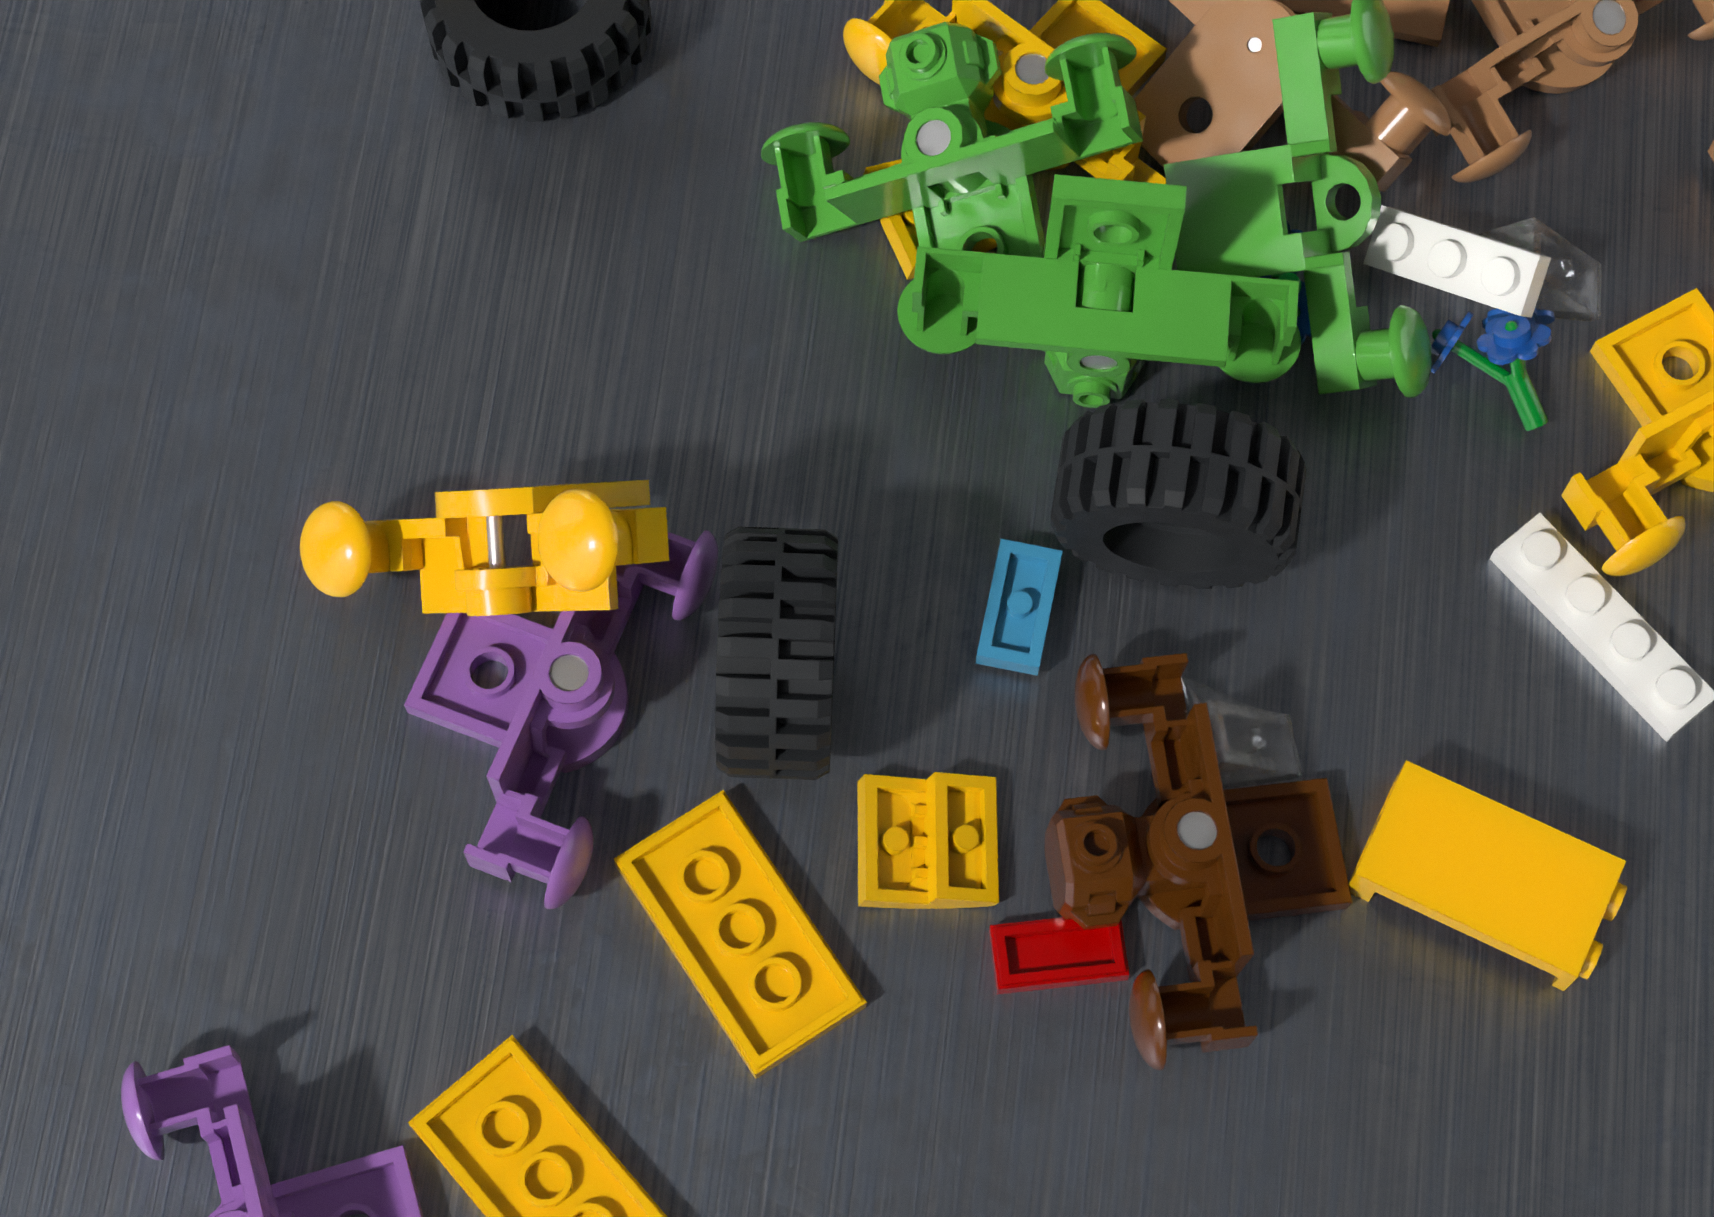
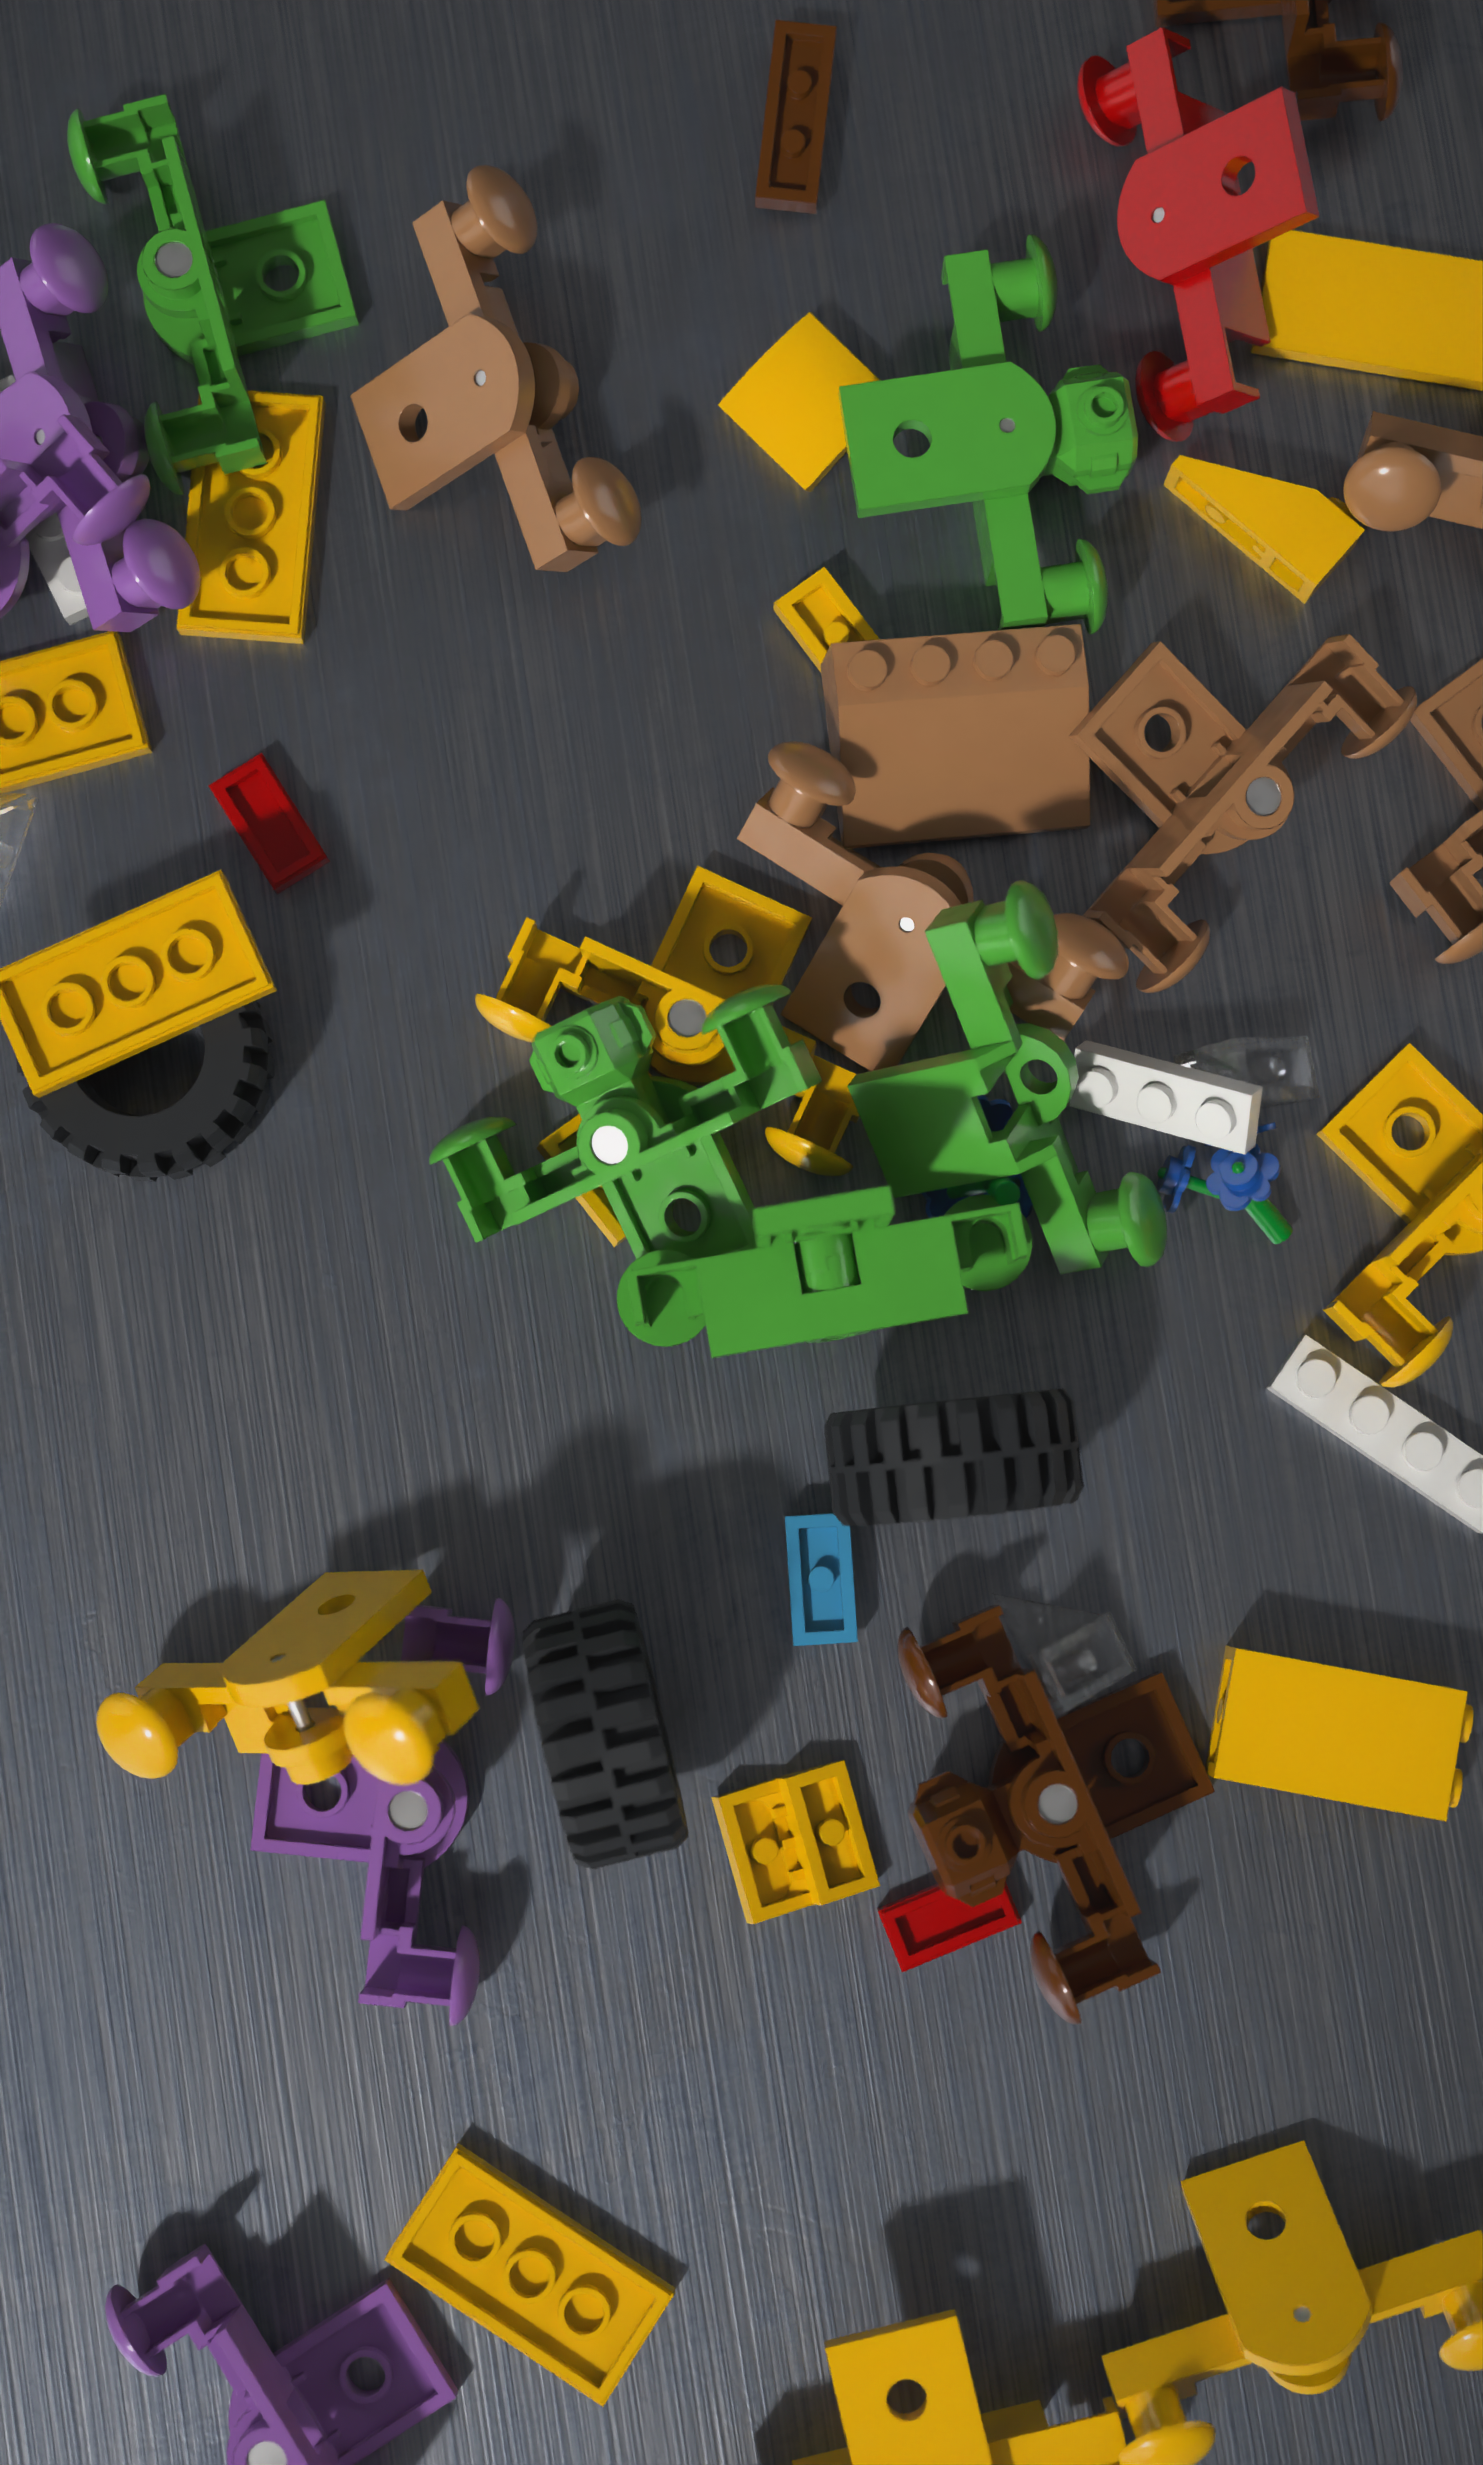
camera: 15 degrees left, 15 degrees up
(740, 934) = (642, 1984): yellow tile -> none

